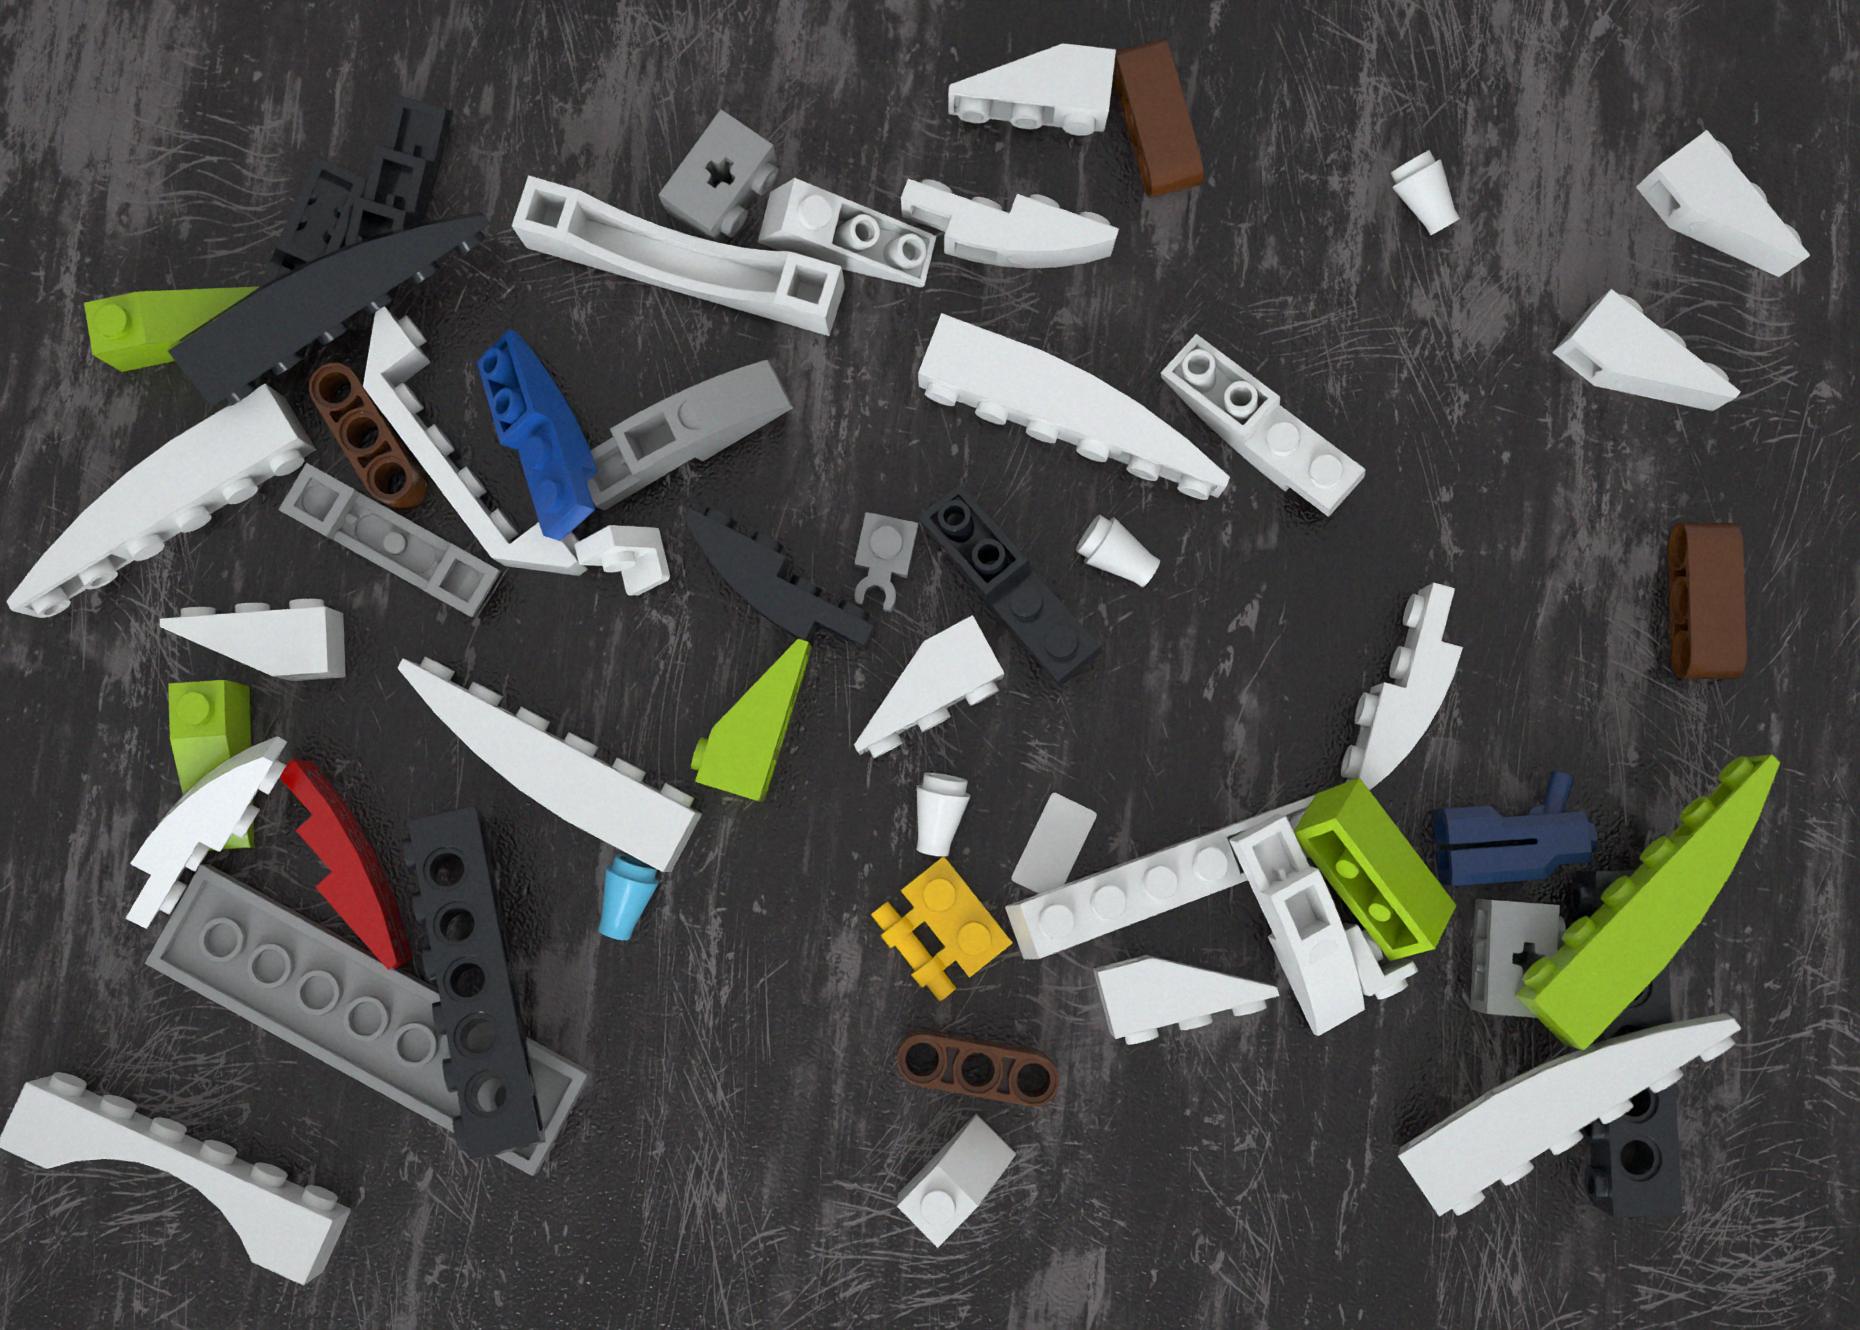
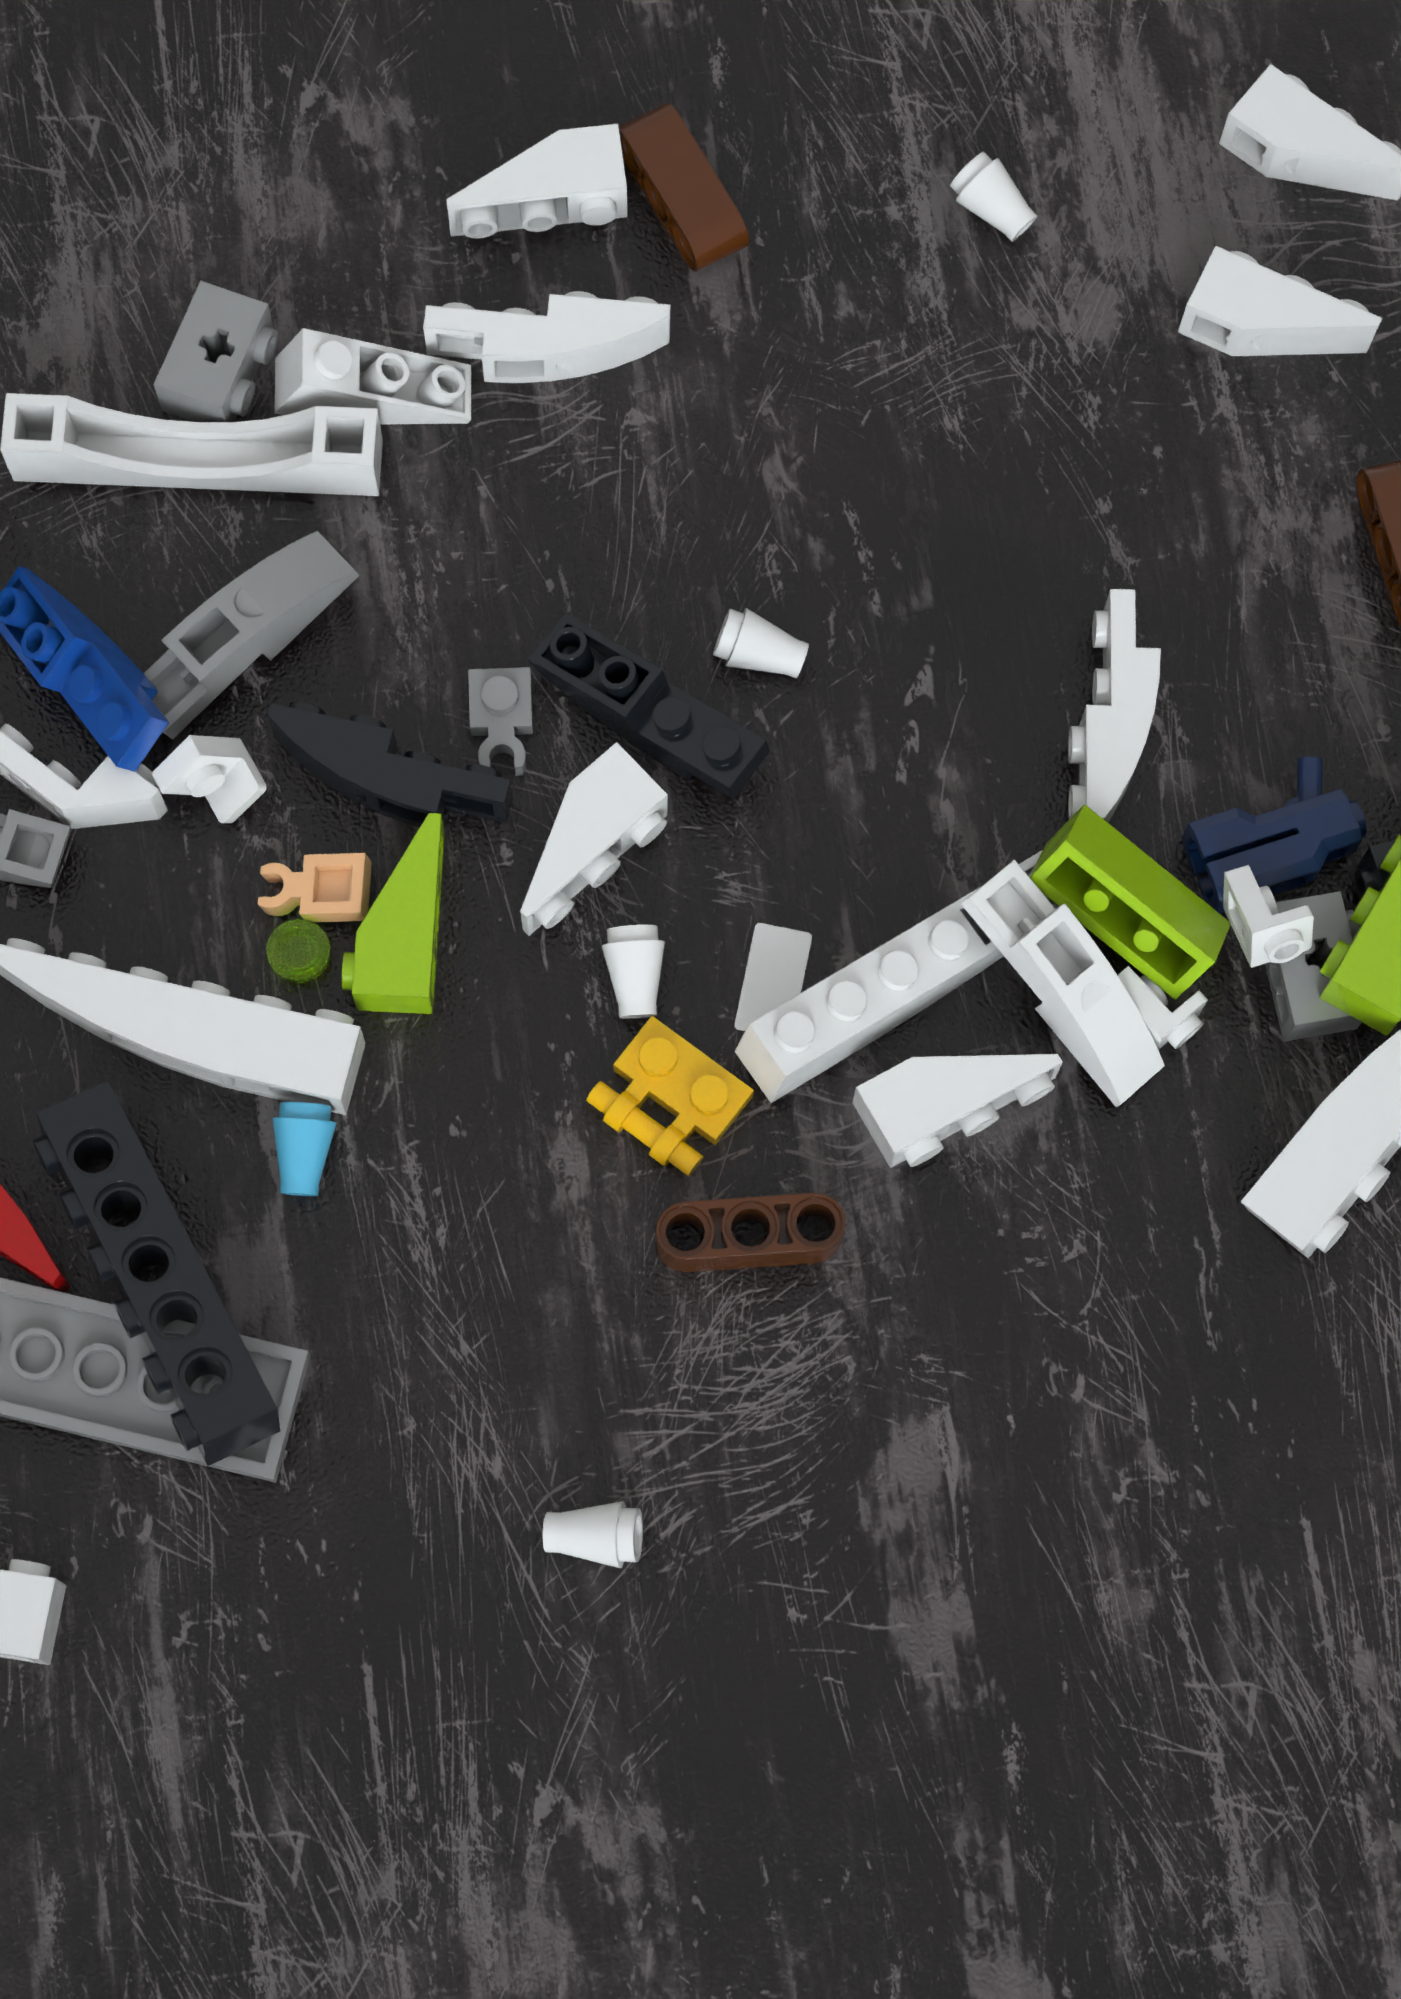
camera: 20 degrees left, 10 degrees down
(664, 722) = (298, 950): none -> clear neon green plate
(699, 677) = (327, 889): none -> light nougat plate
(786, 1288) = (596, 1533): none -> white cone
(955, 1180) = (756, 1363): white slope -> none
(1059, 402) = (655, 504): white slope -> none
(1259, 428) = (876, 479): white slope -> none
(1478, 915) = (1258, 925): none -> white bracket

